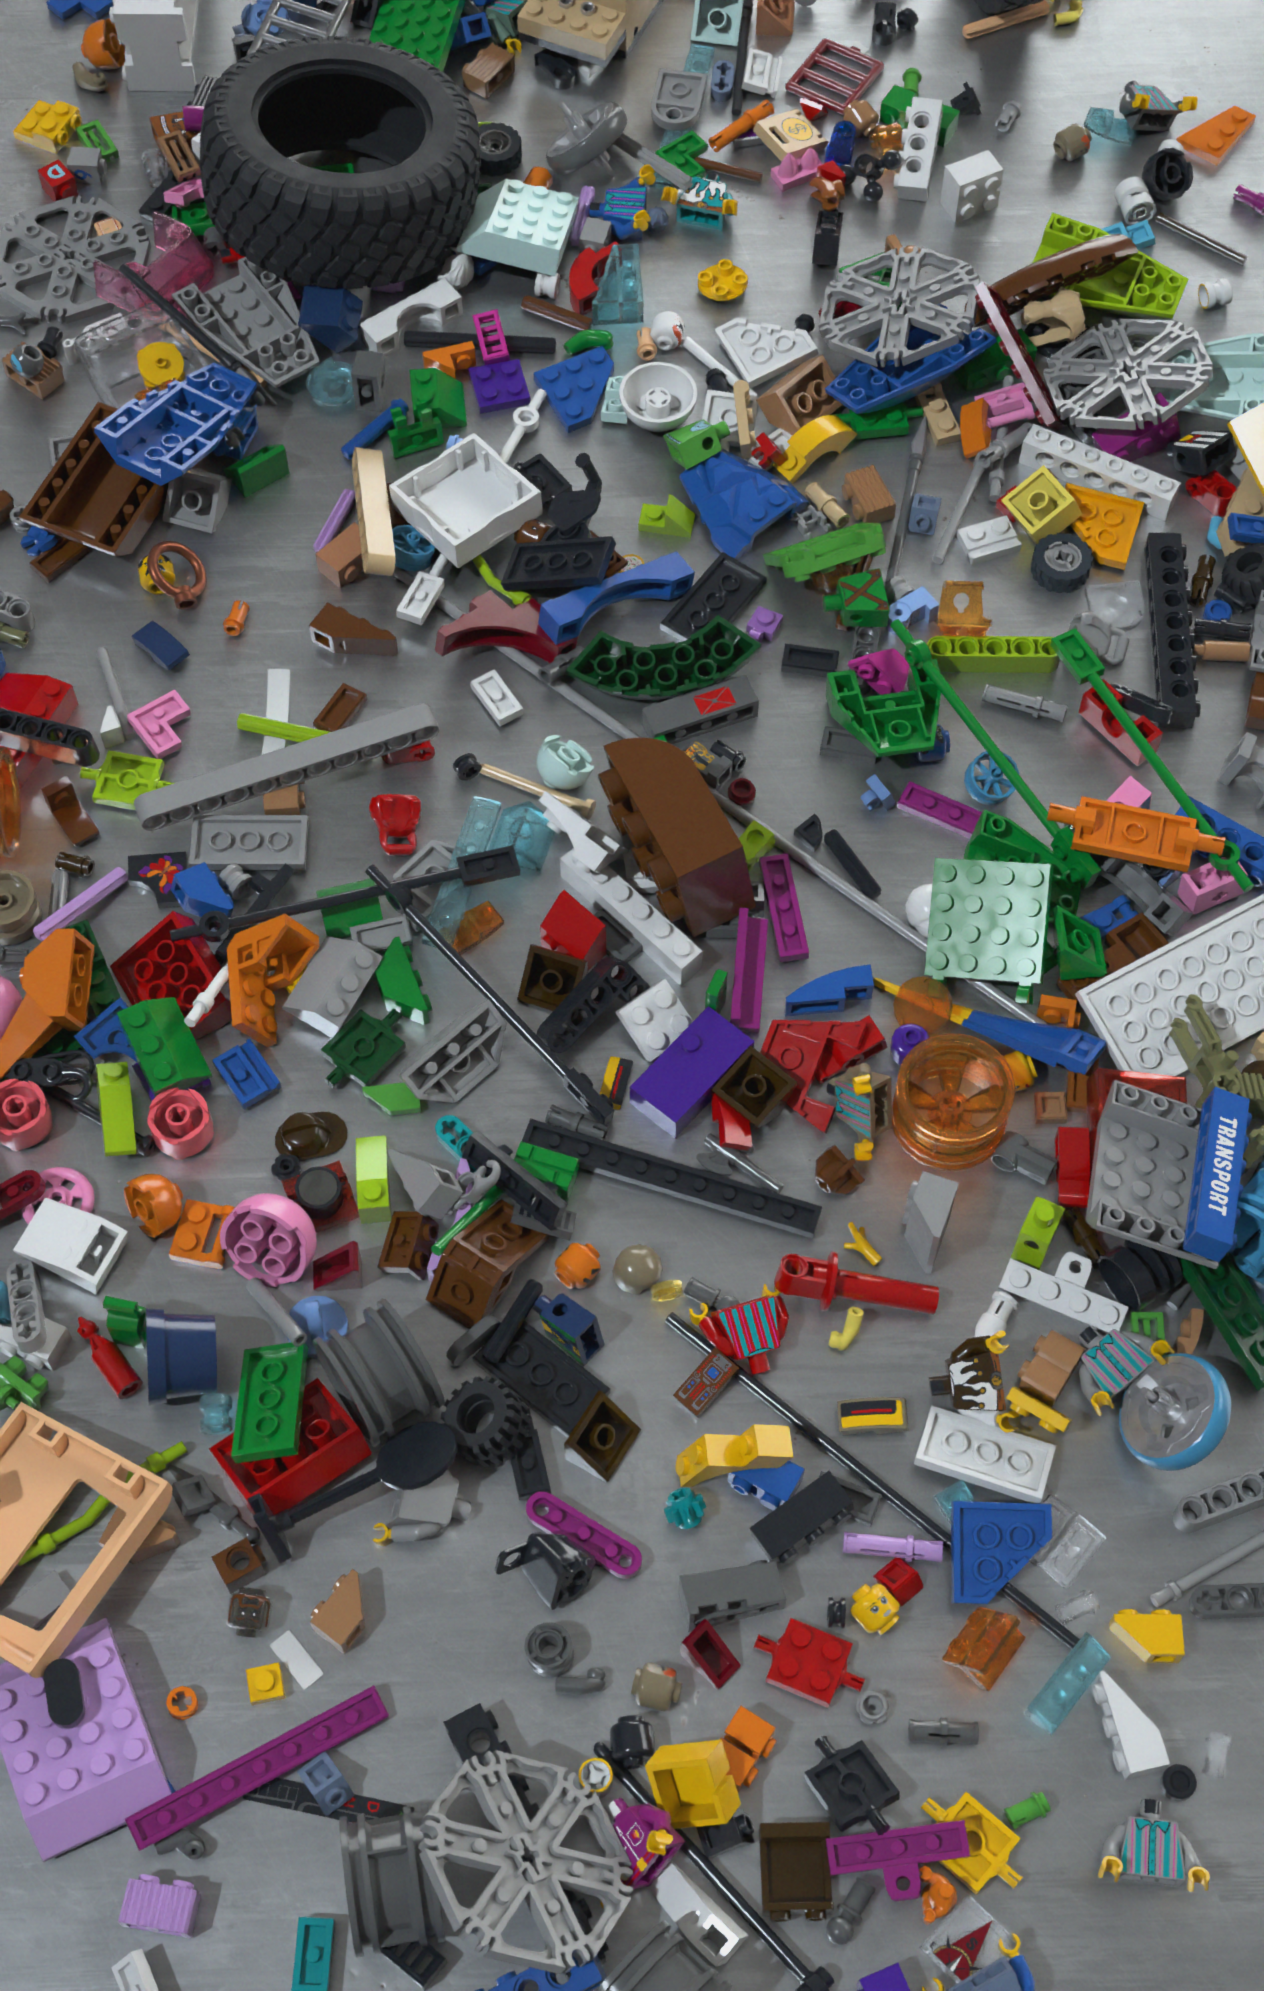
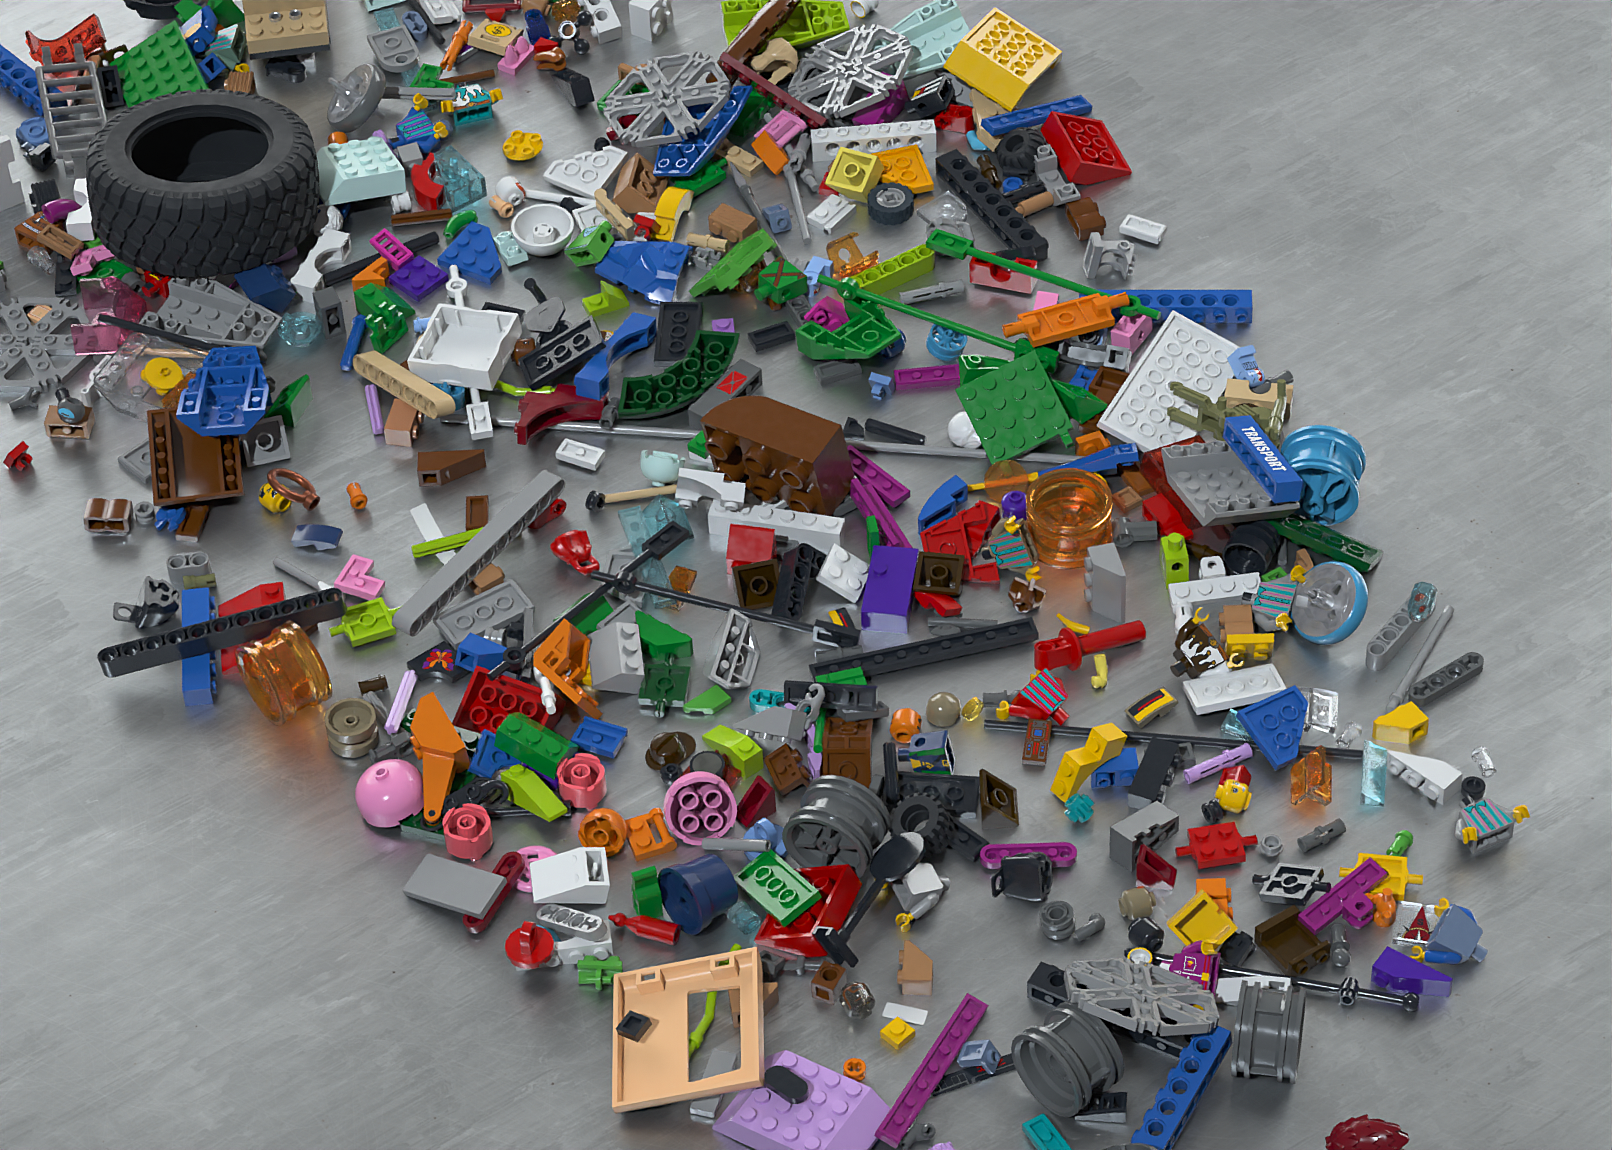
camera: 30 degrees left, 15 degrees down
(69, 812) = (342, 660): reddish brown bracket -> none

